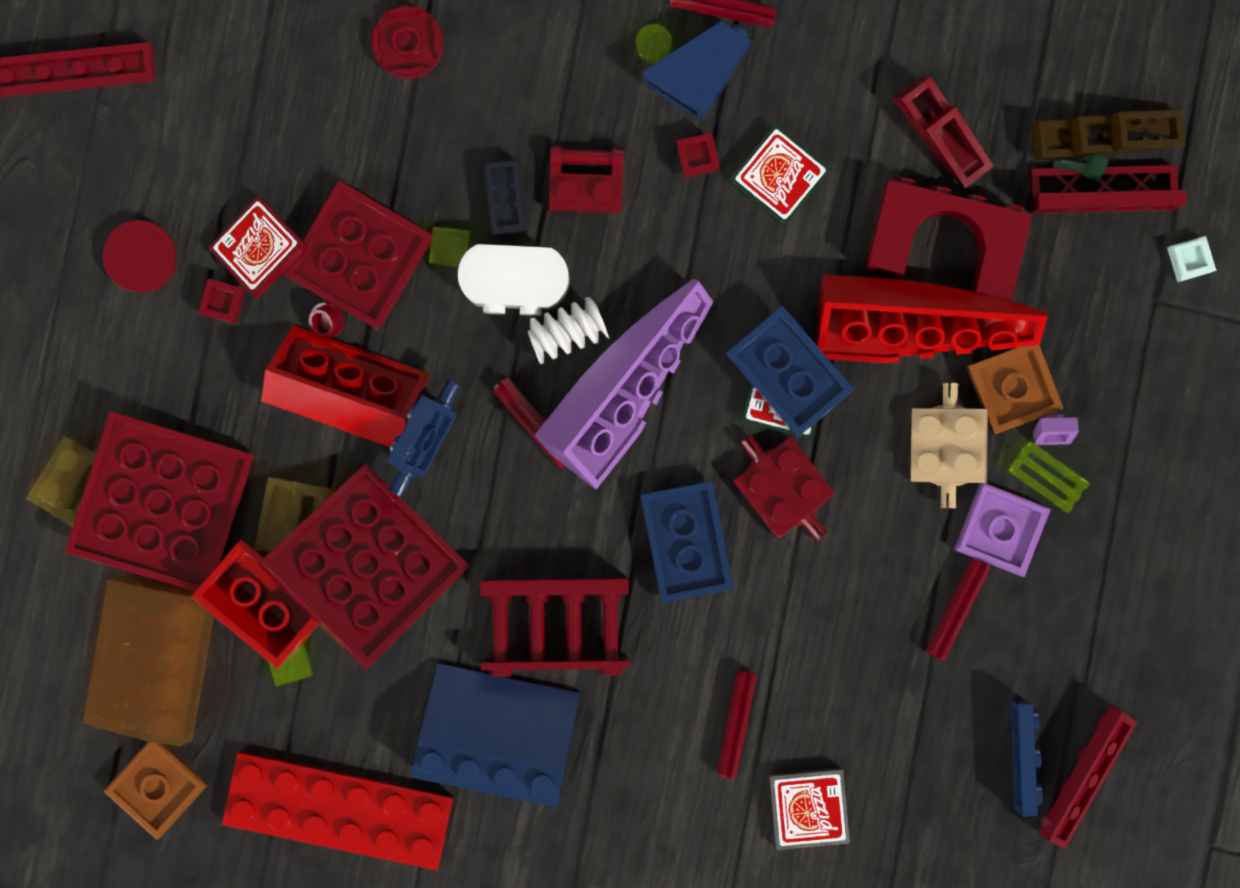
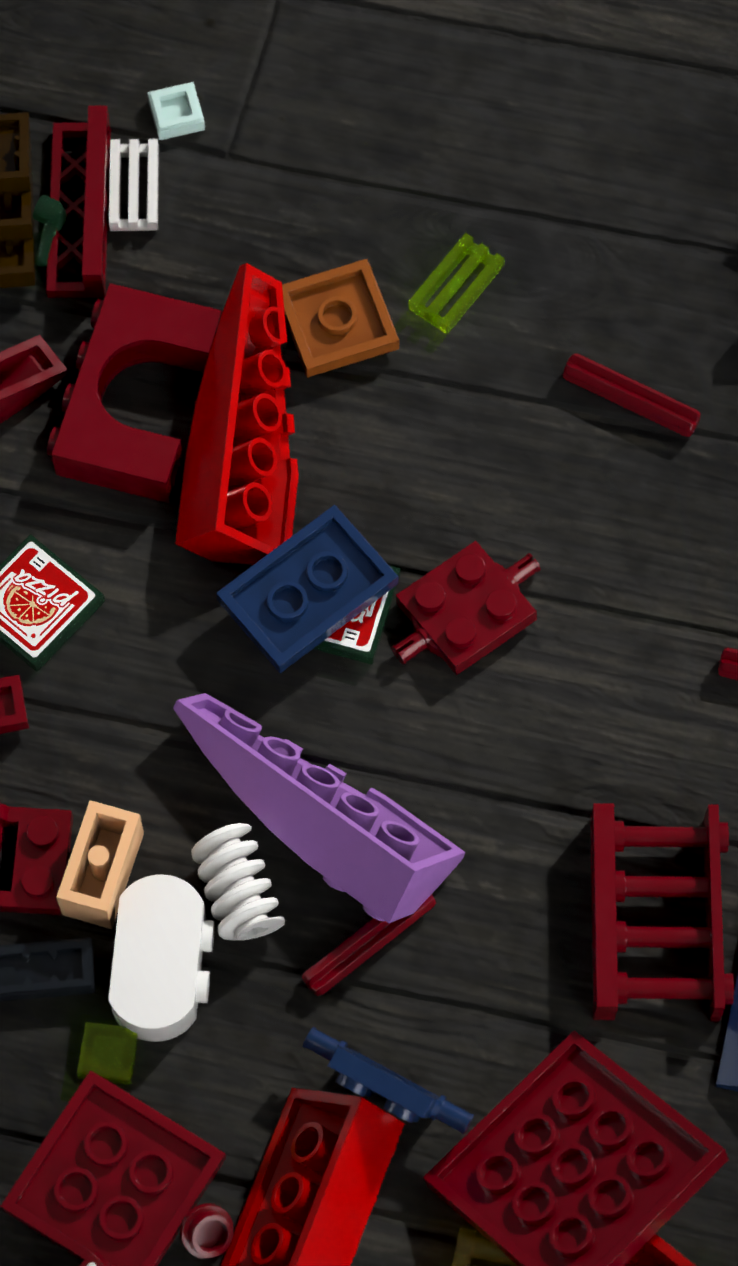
camera: 90 degrees left, 20 degrees down
(576, 233) = (100, 864): none -> light nougat brick
(687, 542) = (540, 733): dark blue plate -> none
(949, 445) = (412, 397): tan plate -> none
(1002, 529) = (525, 340): medium lavender tile -> none
(1055, 430) = (395, 269): medium lavender plate -> none
(1155, 228) = (133, 151): none -> white tile

